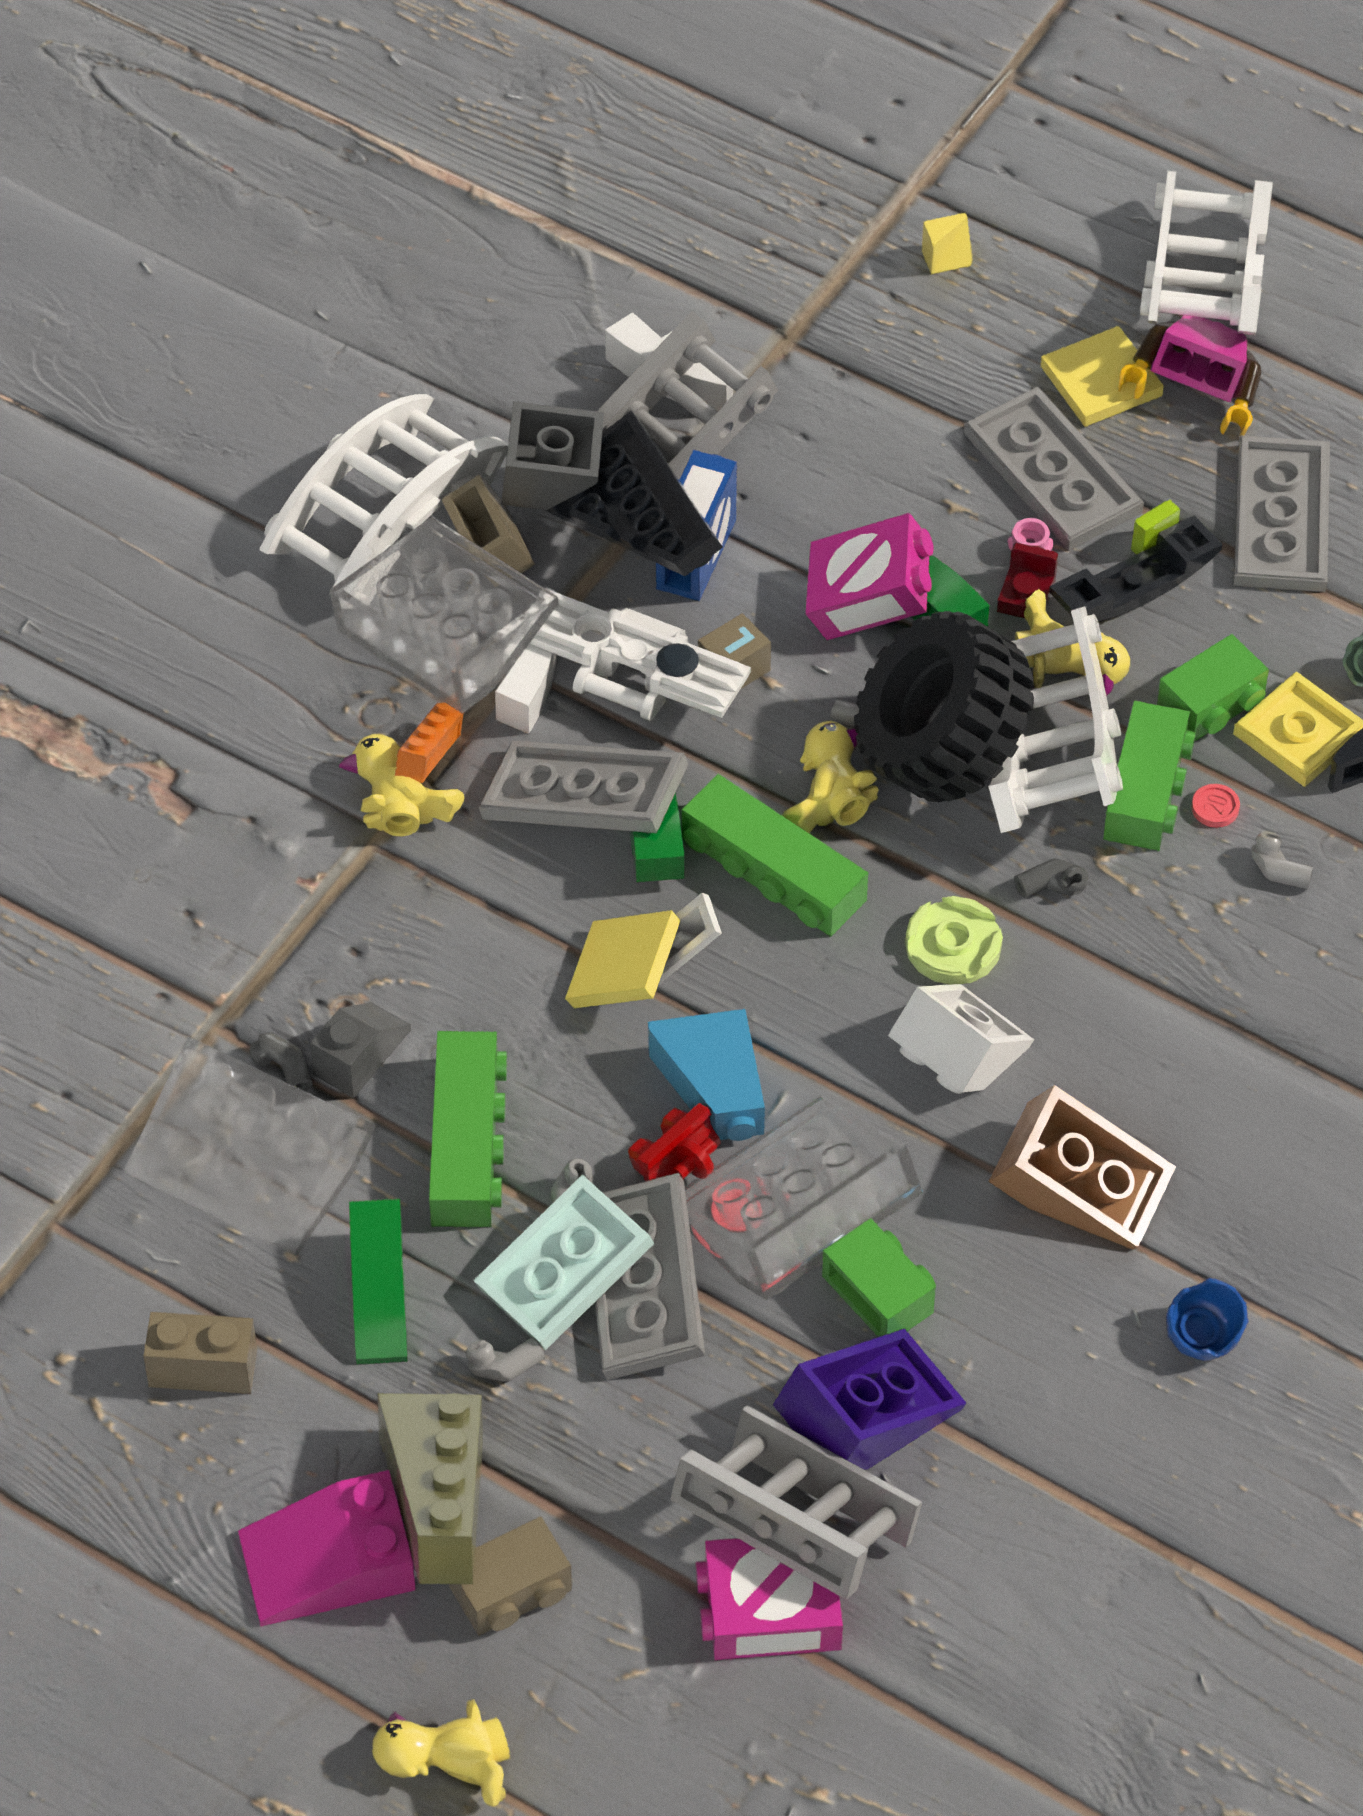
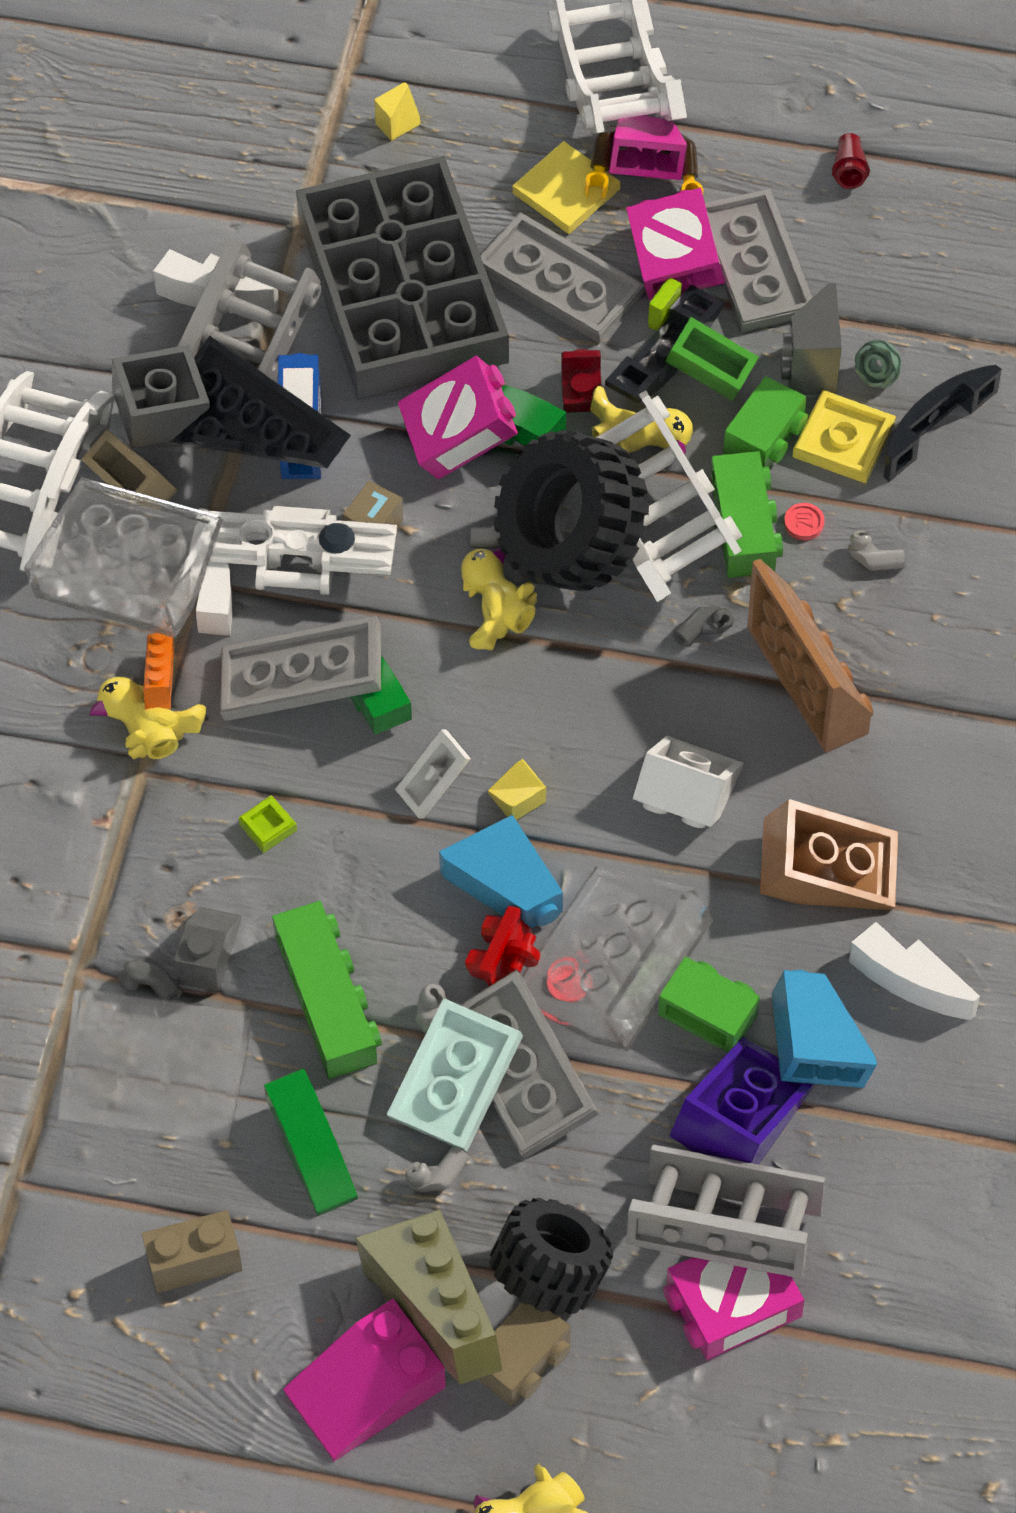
camera: 20 degrees left, 5 degrees up
(481, 939) = (267, 824): none -> lime tile
(580, 1483) = (551, 1256): none -> black tyre
(623, 959) = (394, 804): light yellow tile -> none
(768, 991) = (518, 791): none -> light yellow slope
(774, 855) = (477, 676): bright green brick -> none
(873, 412) = (401, 276): none -> dark grey brick
(953, 940) = (646, 701): yellowish green tile -> none
(986, 1351) = (817, 1033): none -> dark azure slope
(1031, 532) = (564, 337): bright pink plate -> none
(1123, 1321) = (912, 973): none -> white slope
(1147, 948) = (805, 661): none -> medium nougat slope
(1179, 598) = (711, 359): none -> bright green brick
(1195, 464) = (675, 242): none -> dark pink brick
(1207, 1320) = (978, 950): blue hair -> none
(1300, 616) = (813, 345): none -> dark grey slope

